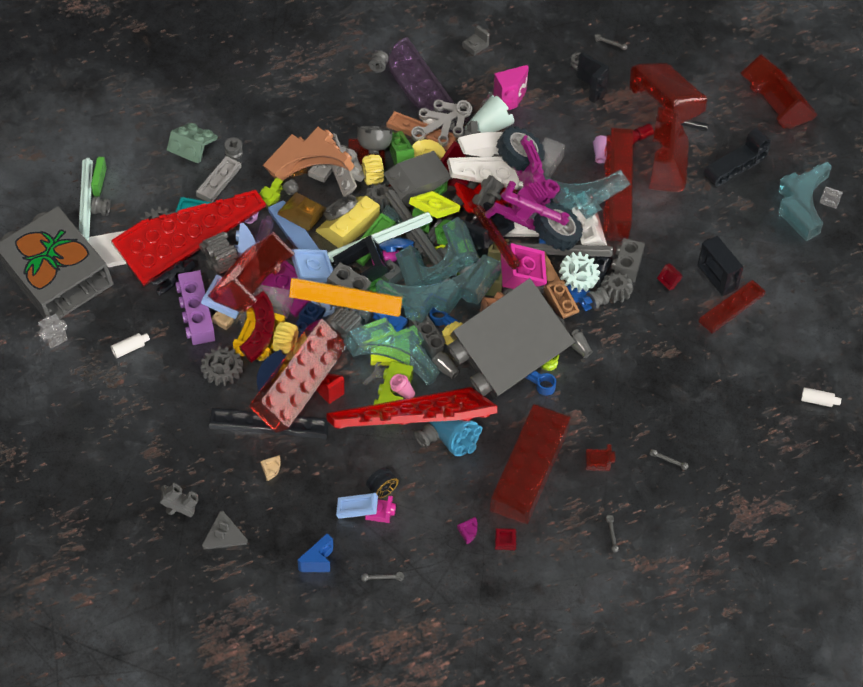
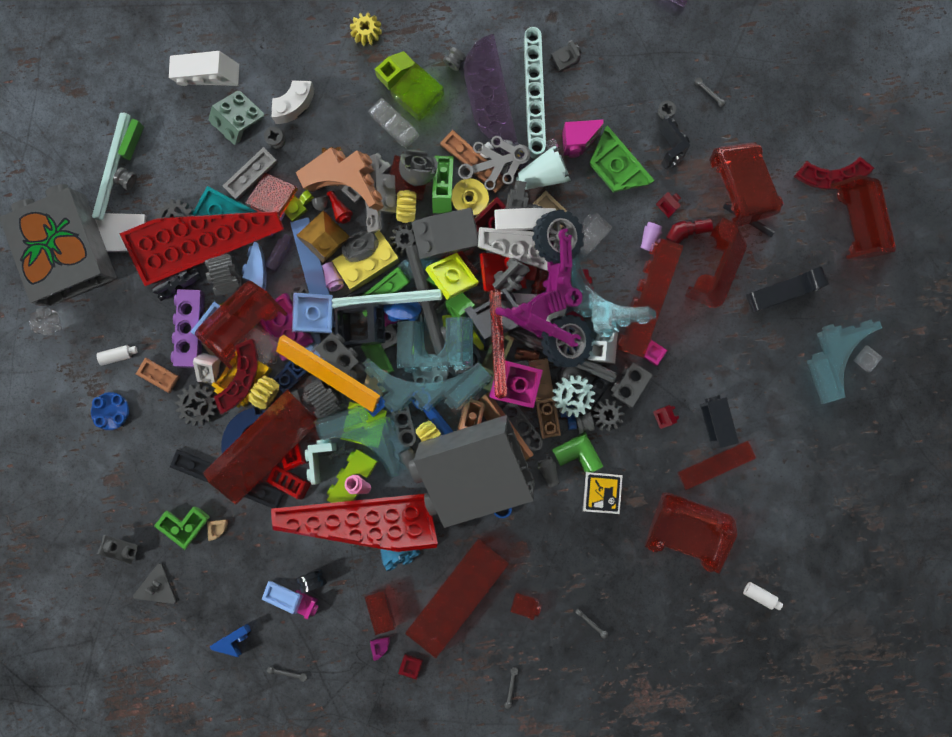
camera: 20 degrees right, 30 degrees up
(135, 391) = (109, 411): none -> blue dish
(153, 110) = (204, 69): none -> white wedge
(175, 352) = (157, 375): none -> nougat plate
(223, 331) = (206, 368): none -> white slope
(239, 472) = (182, 531): none -> bright green brick
(243, 118) = (293, 102): none -> white brick
(244, 184) = (271, 195): none -> clear red tile
(292, 56) = (365, 23): none -> light yellow gear
(313, 189) = (341, 212): none -> red cone
(321, 239) = (332, 277): none -> lavender cone
(326, 78) = (393, 69): none -> lime slope
(331, 404) = (299, 482): none -> red slope
(339, 116) = (393, 123): none -> clear beam
(353, 89) = (417, 91): none -> clear neon green brick
(356, 369) = (311, 455): none -> light aqua bracket
(457, 67) = (536, 84): none -> light aqua beam
(459, 493) = (380, 611): none -> clear red brick
(551, 105) = (617, 164): none -> bright green wing
(602, 321) = (579, 448): none -> bright green brick
(607, 121) = (669, 204): none -> dark red tile
(636, 347) = (602, 493): none -> piece
(639, 233) = (654, 353): none -> dark pink tile
(728, 80) = (822, 178): none -> dark red tile
(731, 359) = (692, 530): none -> clear red windscreen

